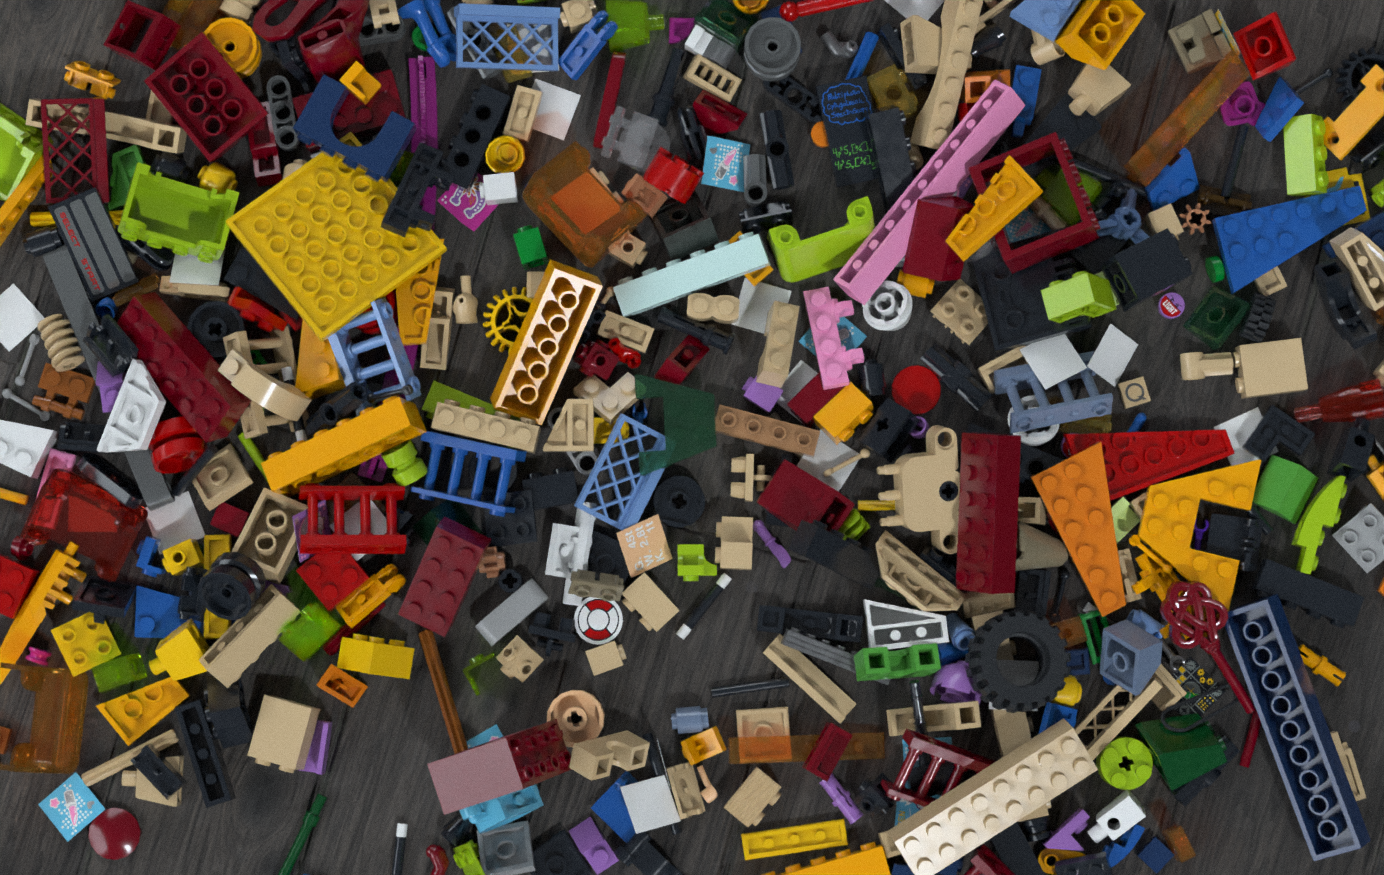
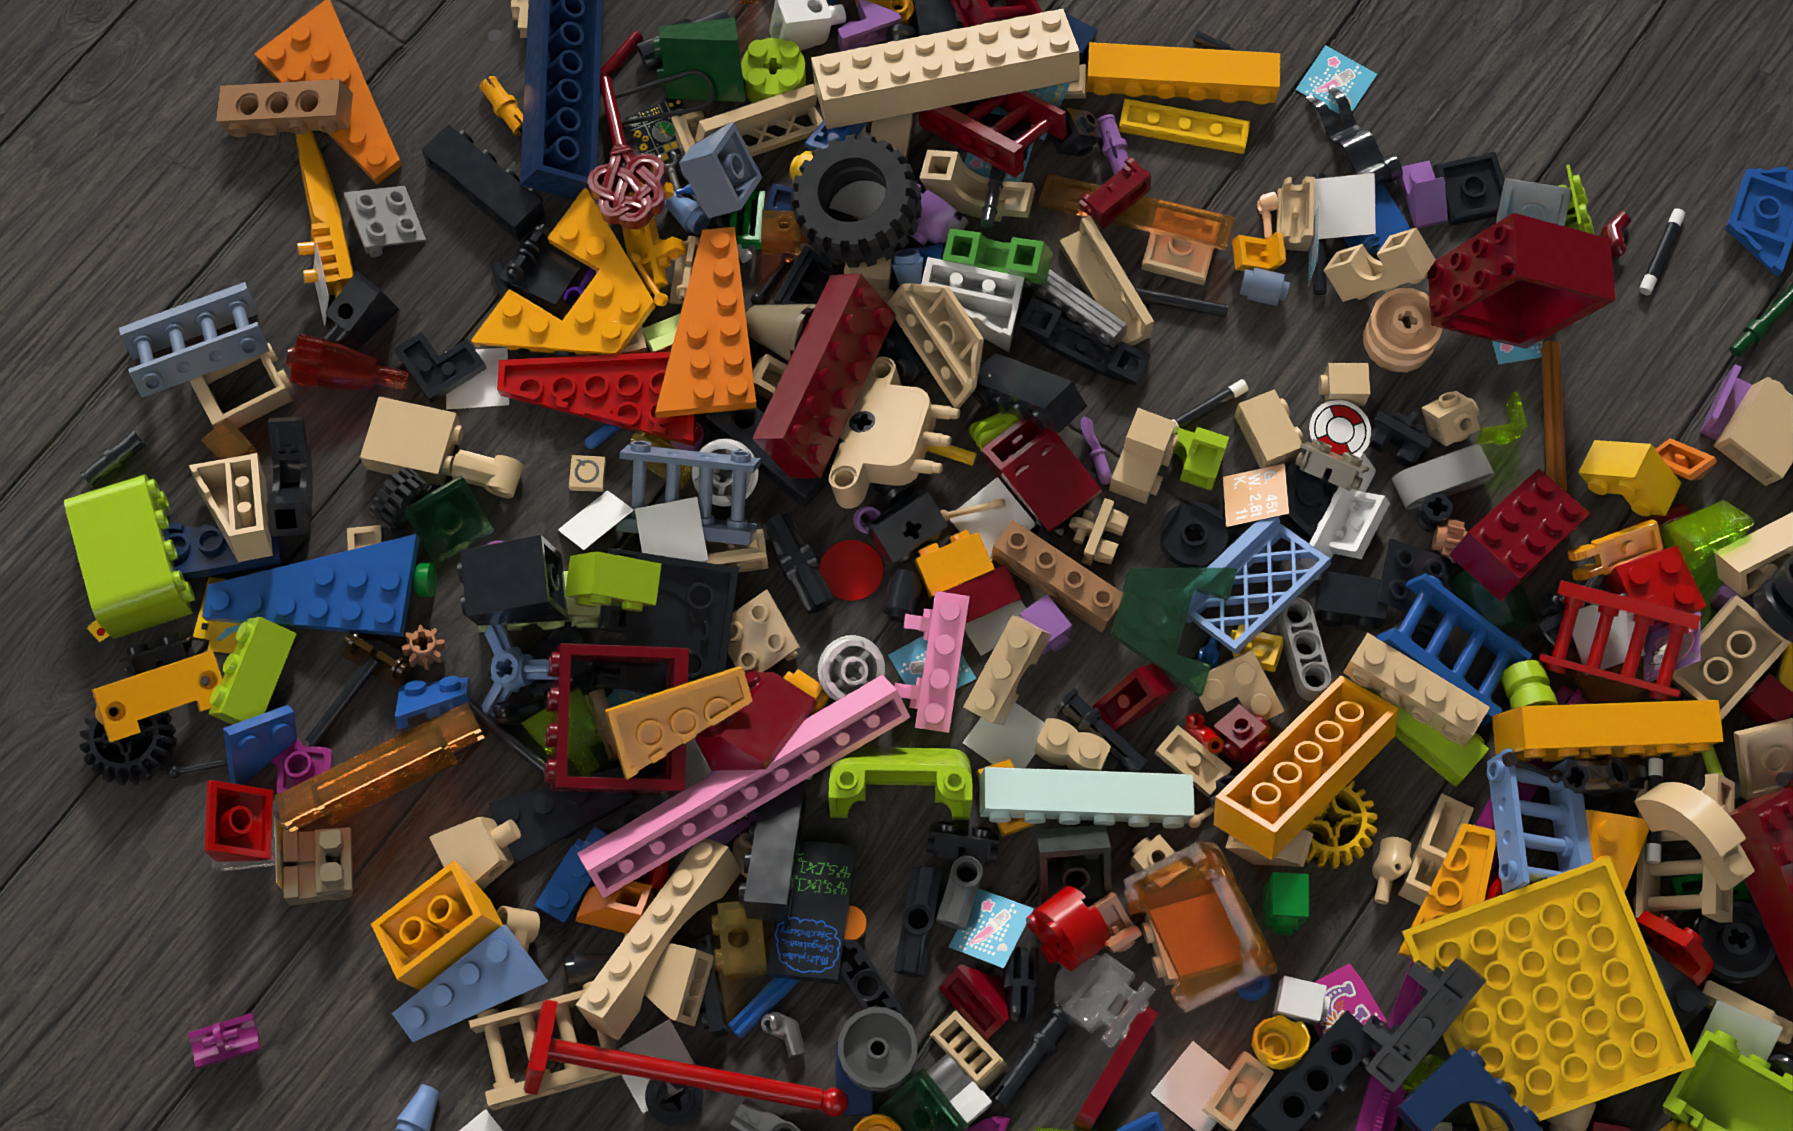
camera: 160 degrees left, 15 degrees down
(573, 428) = (1303, 654): tan wing -> none
(753, 797) = (1218, 180): tan brick -> none
(1162, 219) = (464, 653): tan brick -> none
(1284, 488) = (458, 305): bright green slope -> none
(1320, 513) = (431, 261): lime slope -> none

